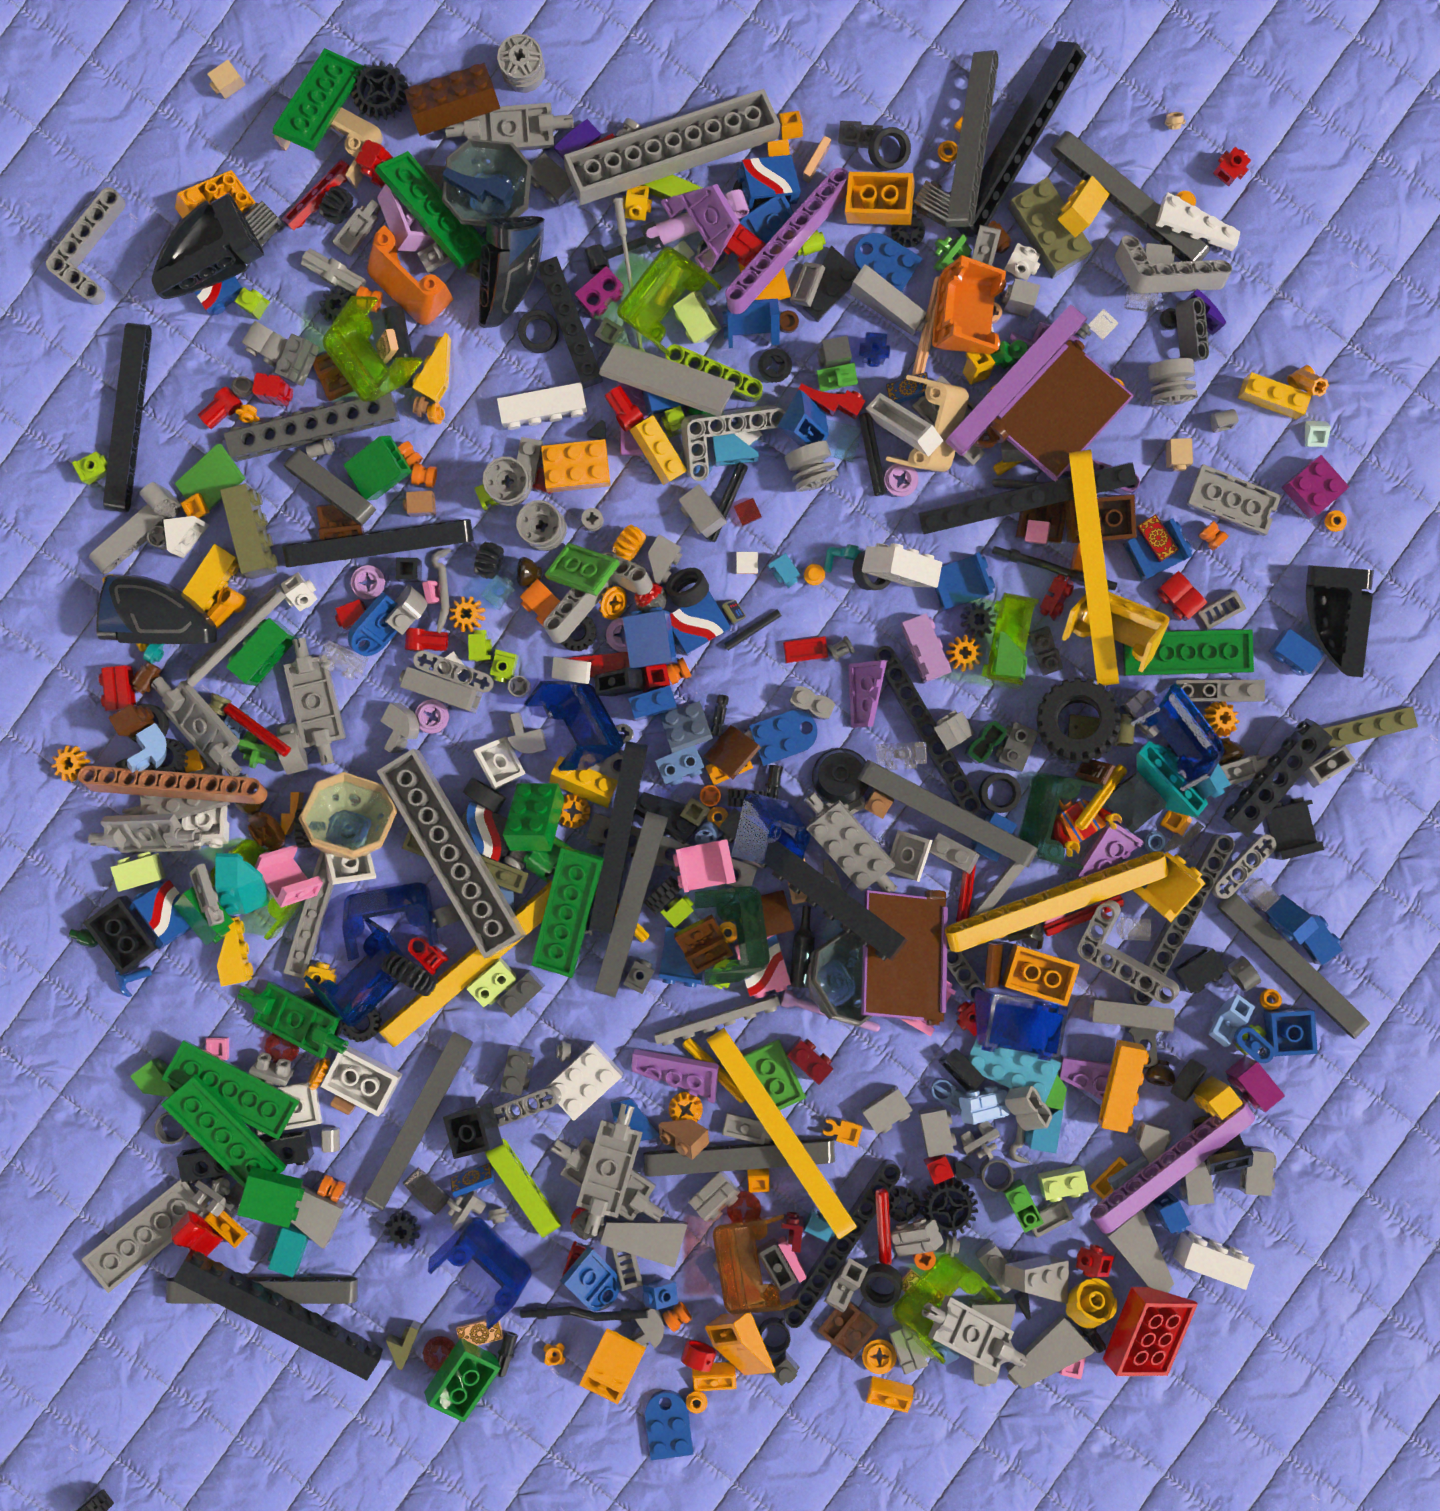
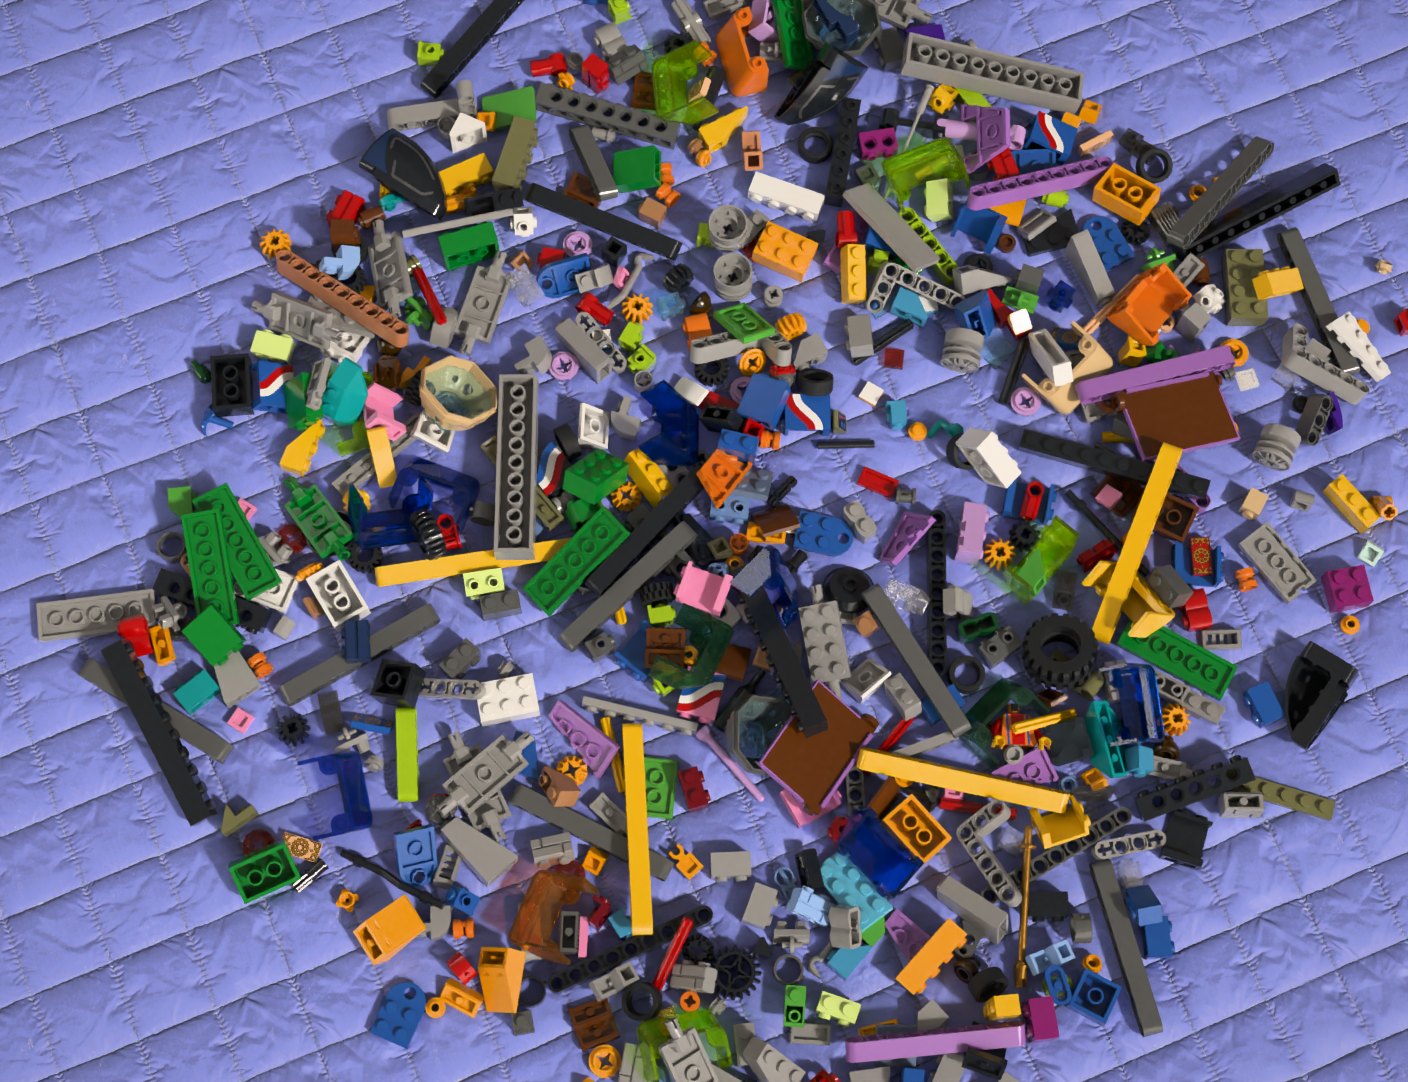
camera: 25 degrees right, 15 degrees down
(258, 590) = (493, 202): none -> black panel
(315, 921) = (382, 456): none -> yellow slope
(322, 633) = (520, 258): none -> medium nougat slope
(347, 1248) = (240, 720): none -> bright pink tile
(408, 1117) = (356, 641): none -> dark blue brick
(479, 378) = (751, 150): none -> nougat brick
(655, 744) = (721, 475): none -> orange wing
(782, 381) = (972, 279): none -> light grey slope
(851, 403) = (1019, 321): none -> slope
(938, 1168) = (744, 935): red brick -> none
(966, 584) = (1031, 502): none -> red piece
(1072, 295) = (1237, 345): none -> light orange gear
(1090, 847) = (1013, 754): none -> light grey plate
(1147, 591) = (1169, 586): none -> dark grey brick
(1205, 1041) = (1021, 964): none -> pearl gold bar

